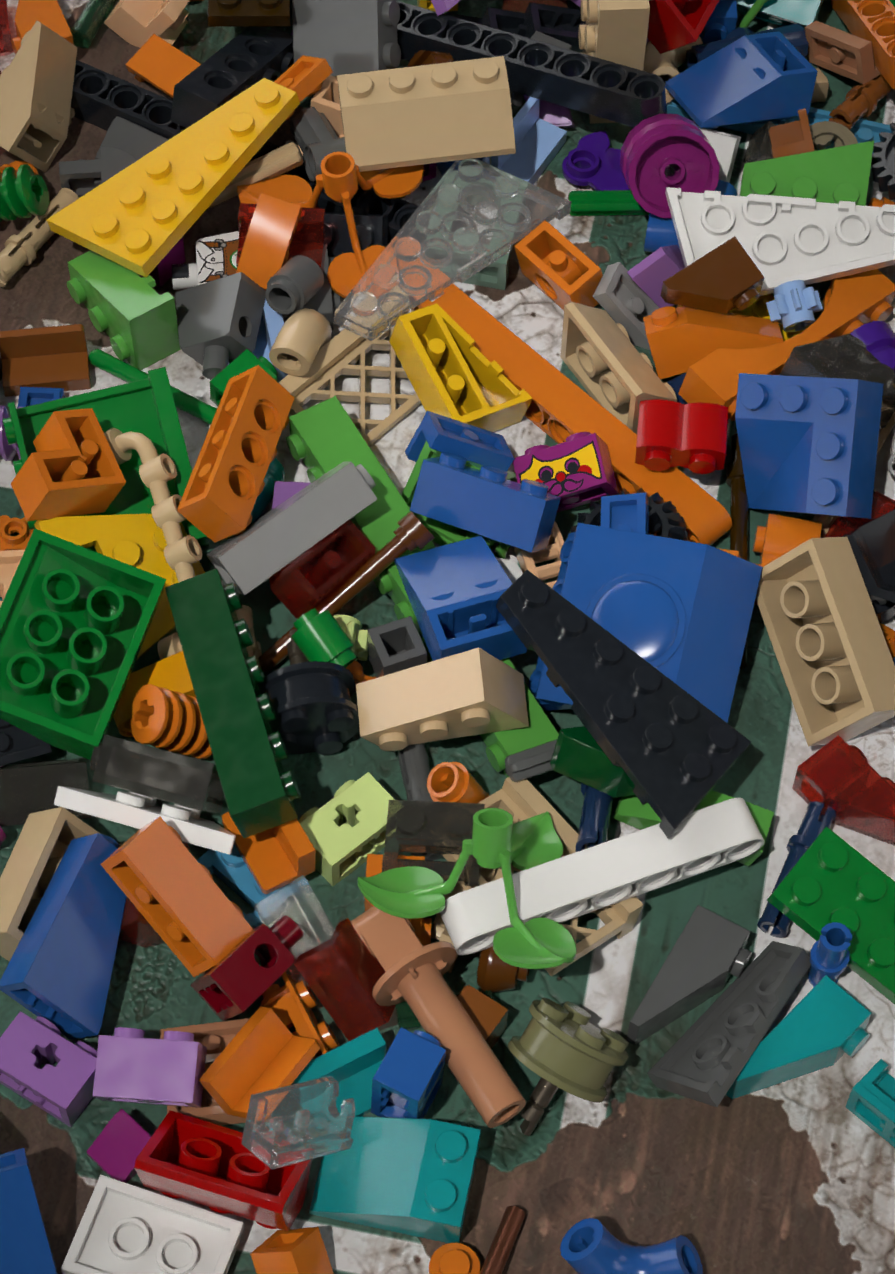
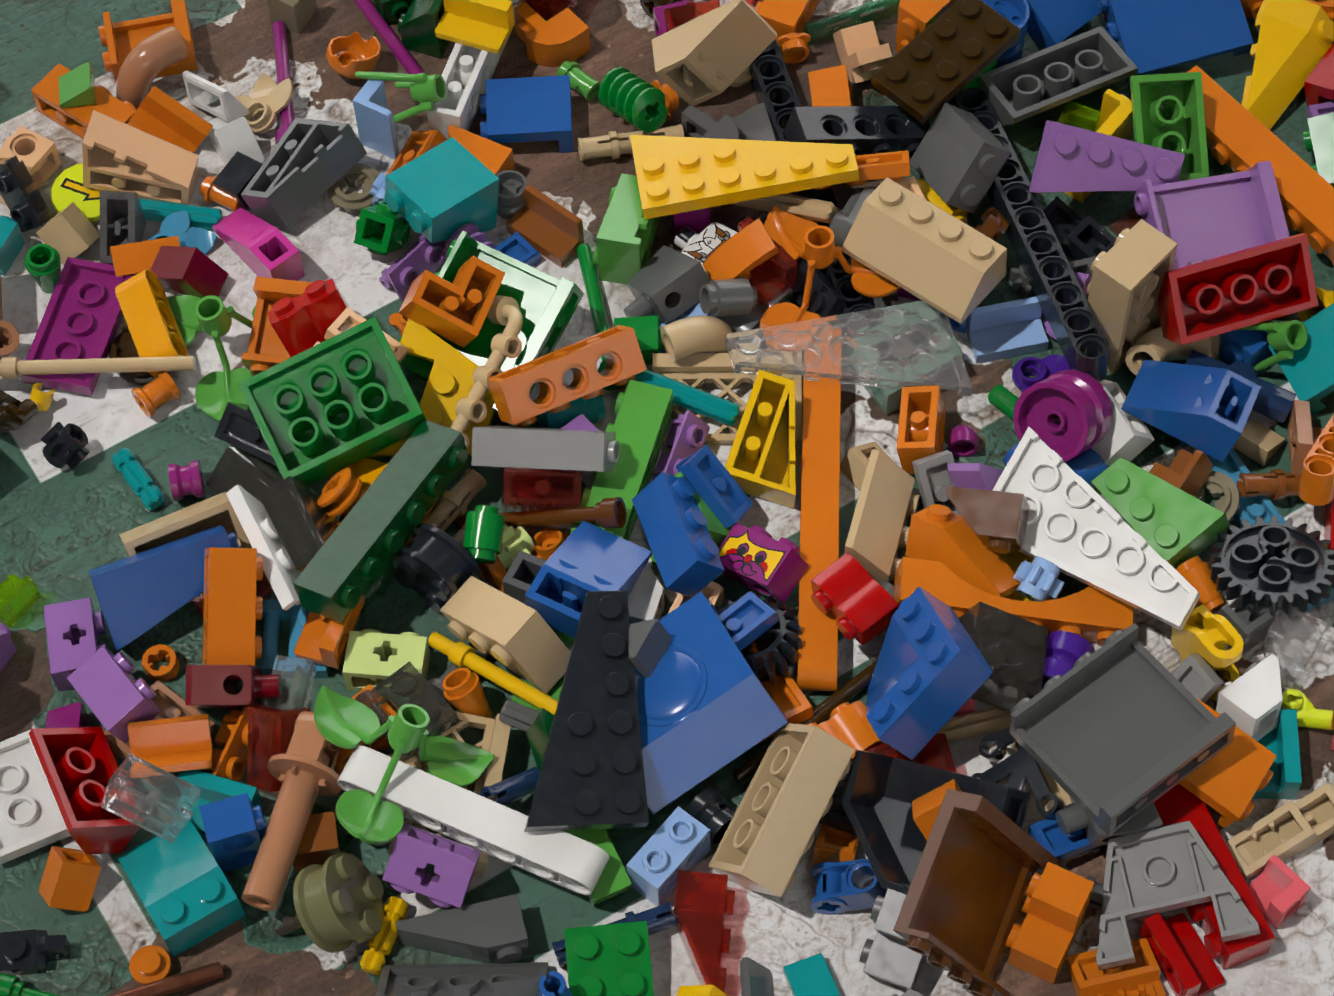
camera: 50 degrees right, 0 degrees up
(87, 51) = (794, 47): none -> orange plate
(147, 999) = (156, 654): none -> orange bush
(354, 393) = (694, 398): none -> teal axle
(369, 604) = (547, 542): none -> orange plate
(381, 434) = (684, 438): none -> medium lavender hinge
(417, 759) = (466, 657): none -> yellow bar
(543, 336) = (856, 462): none -> tan slope
(588, 598) = (647, 645): none -> dark grey slope
(598, 253) = (963, 441): none -> magenta hinge
(616, 945) = (452, 862): none -> medium lavender brick
(633, 1075) = (381, 945): none -> yellow axle
(757, 704) = (712, 812): none -> black wheel
(771, 765) = (674, 847): none -> light blue brick

